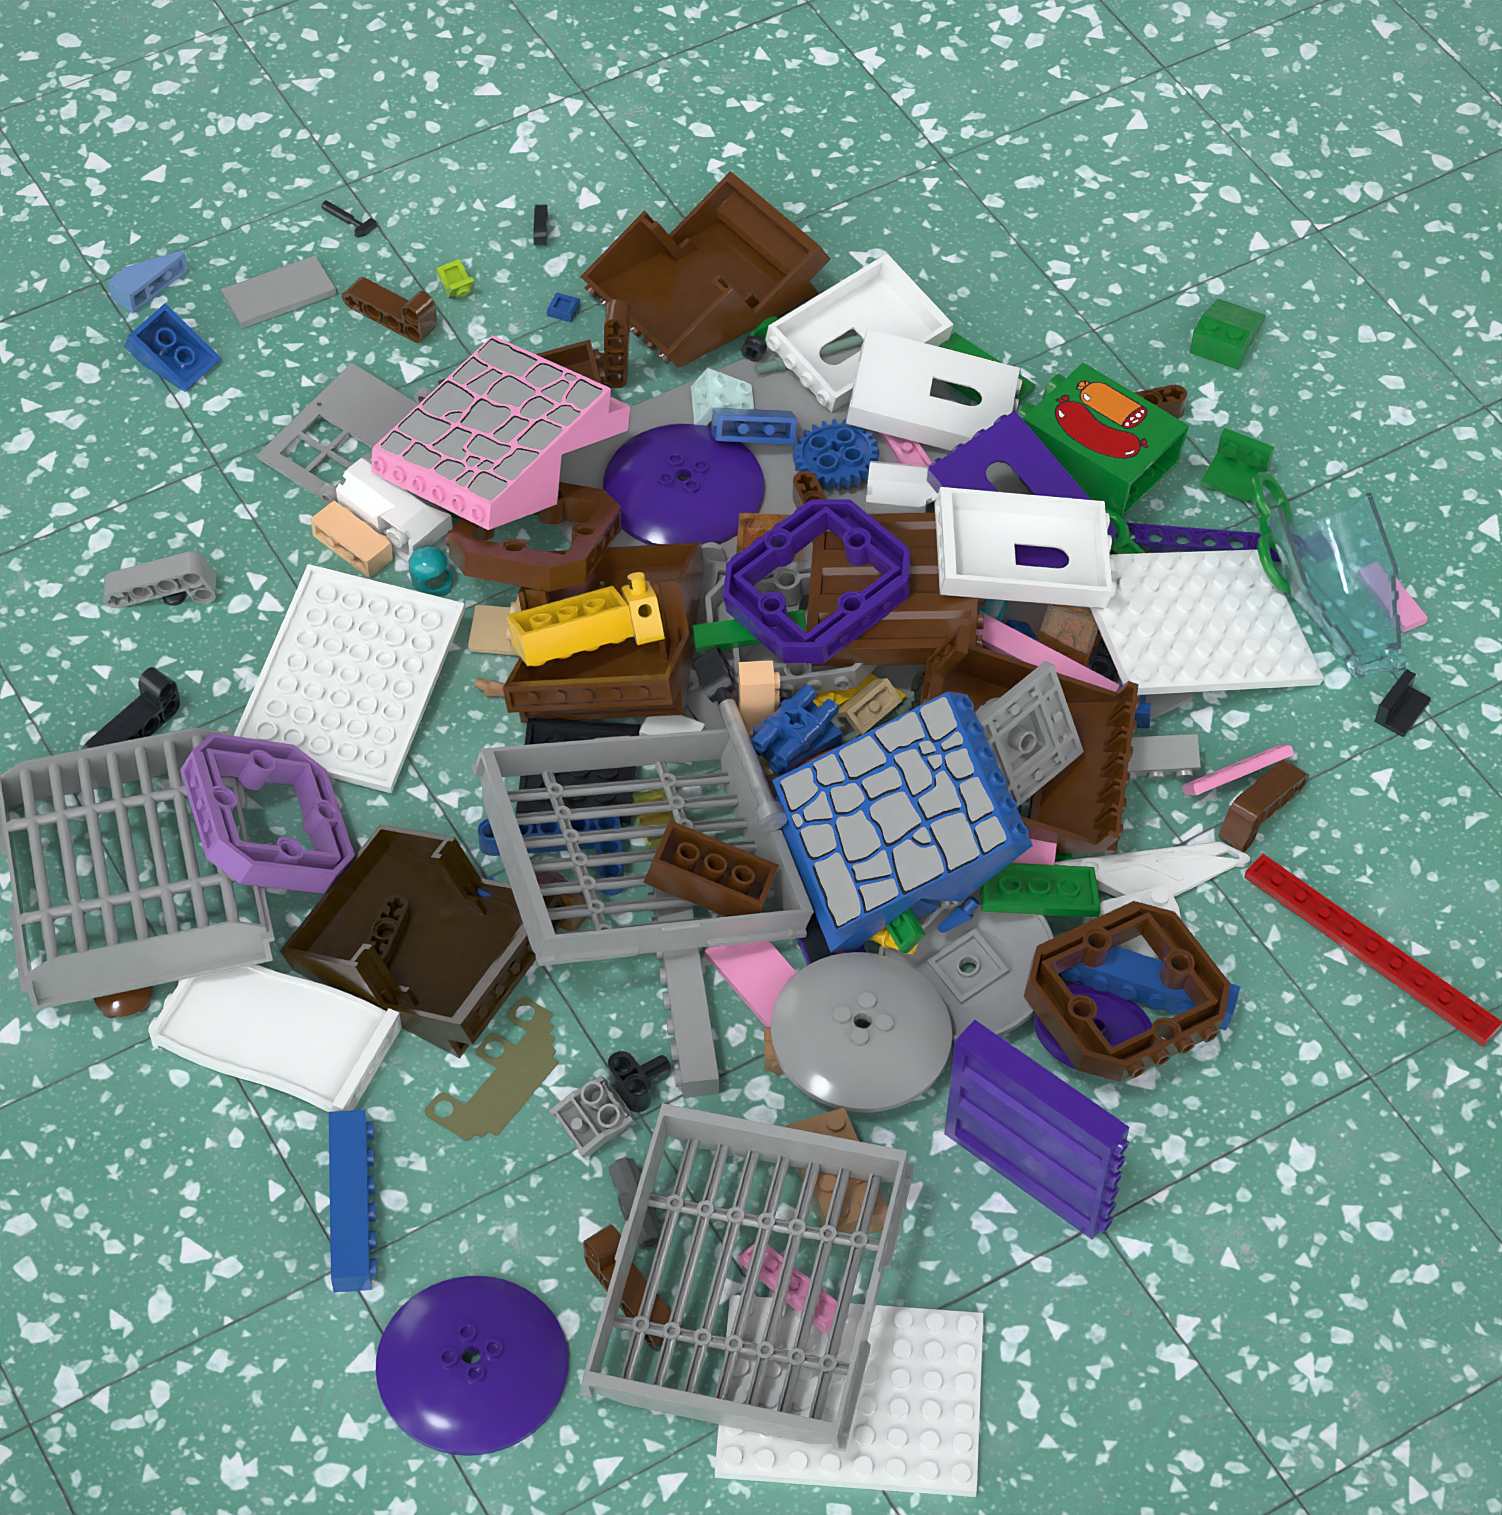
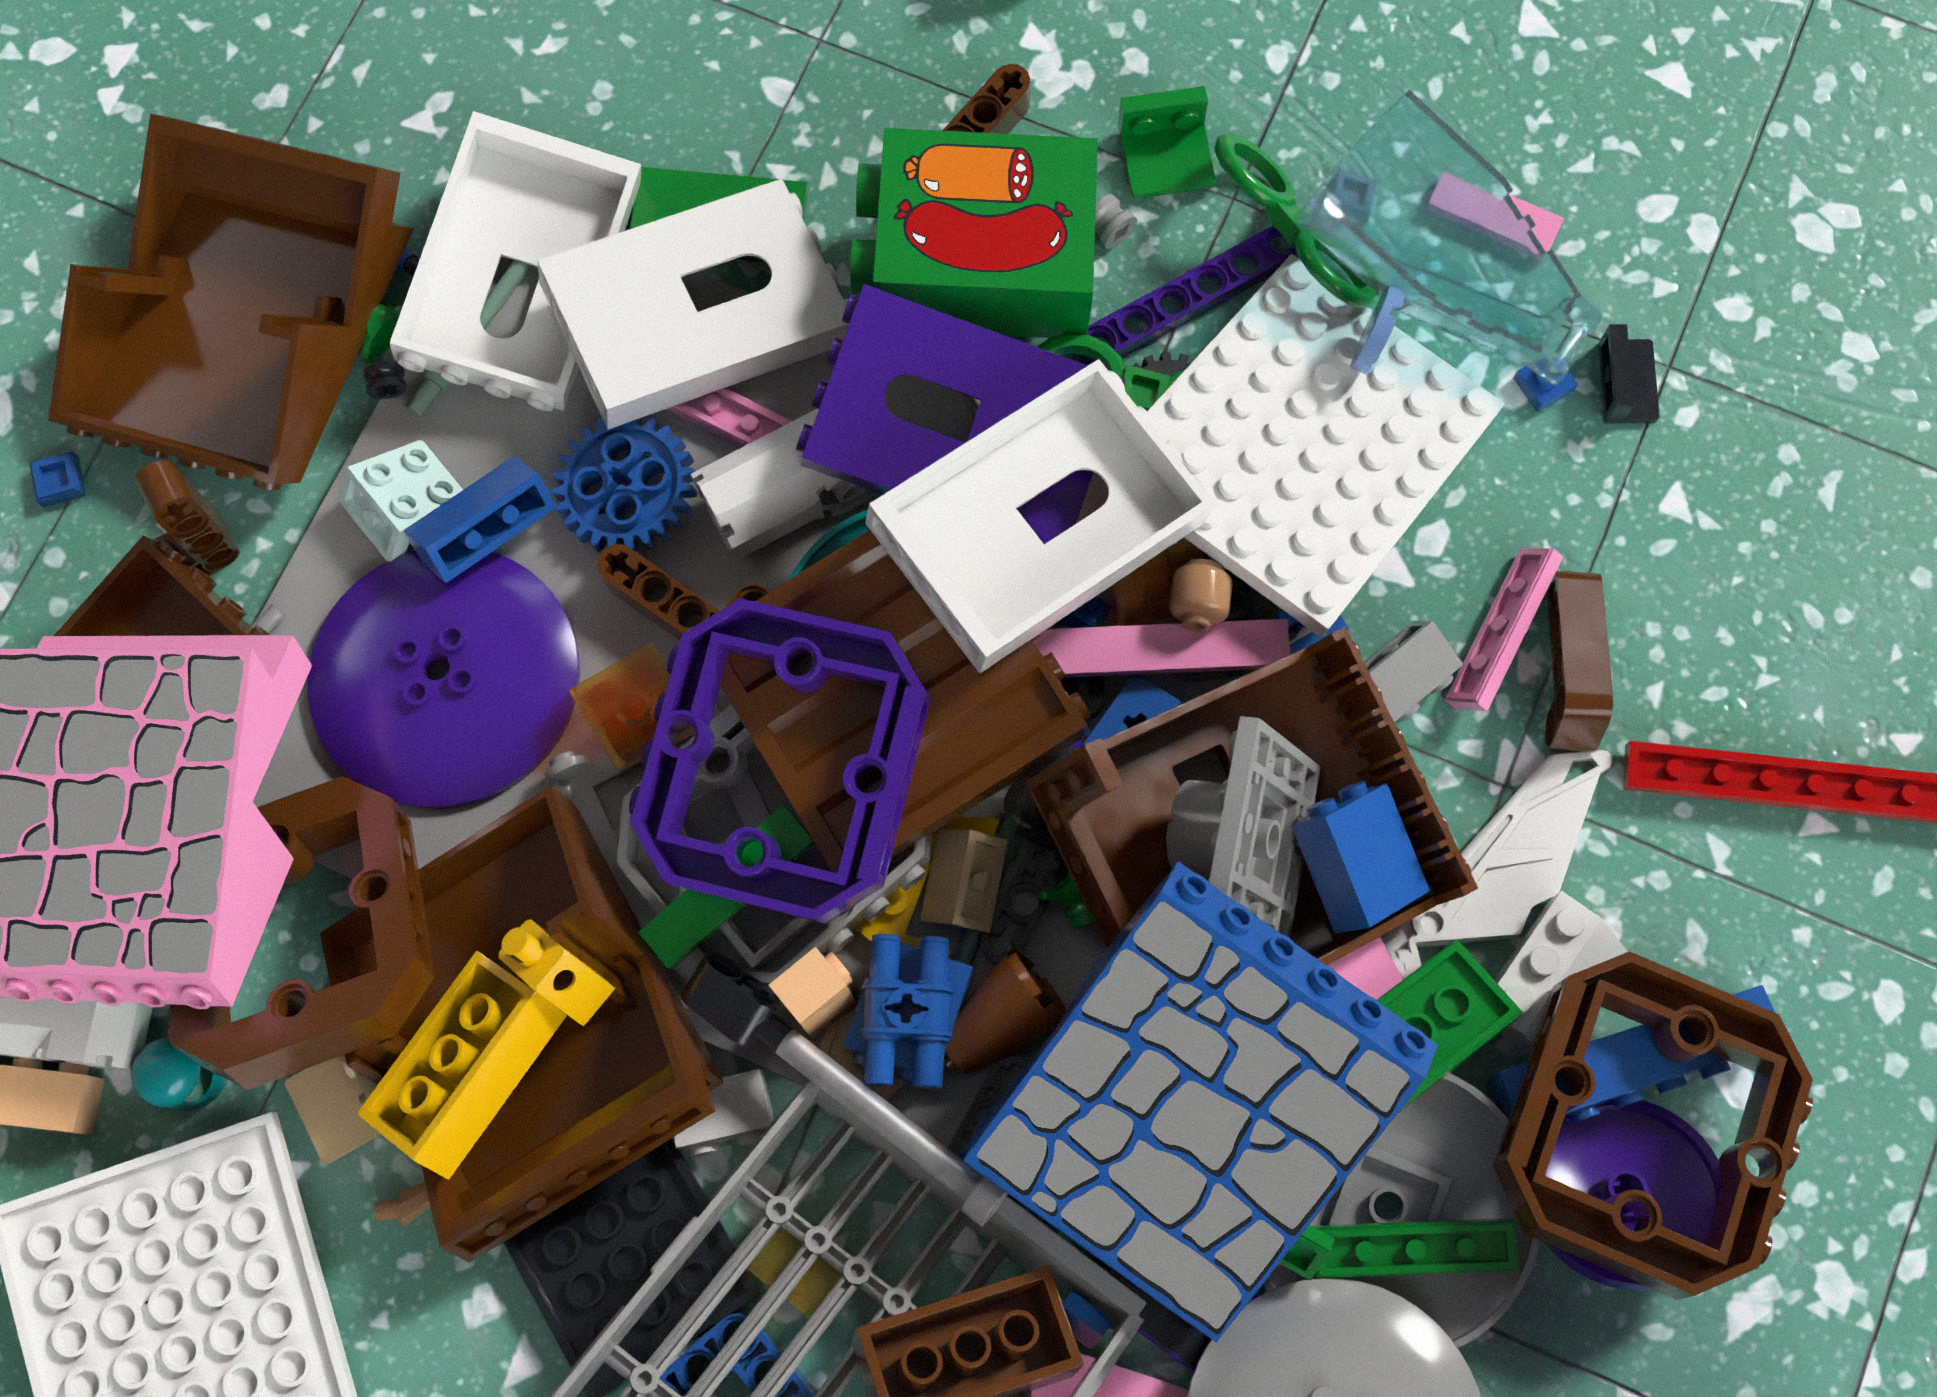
camera: 30 degrees left, 20 degrees up
(775, 901) = (1085, 1320): none -> blue tile
(966, 980) = (1420, 1248): none -> green tile
(1069, 791) = (1360, 856): none -> blue brick
(1082, 645) = (1200, 594): none -> medium nougat head
(1178, 484) = (1112, 222): none -> light grey wheel
(1269, 589) = (1377, 330): none -> medium blue tile
(1355, 688) = (1539, 391): none -> blue plate

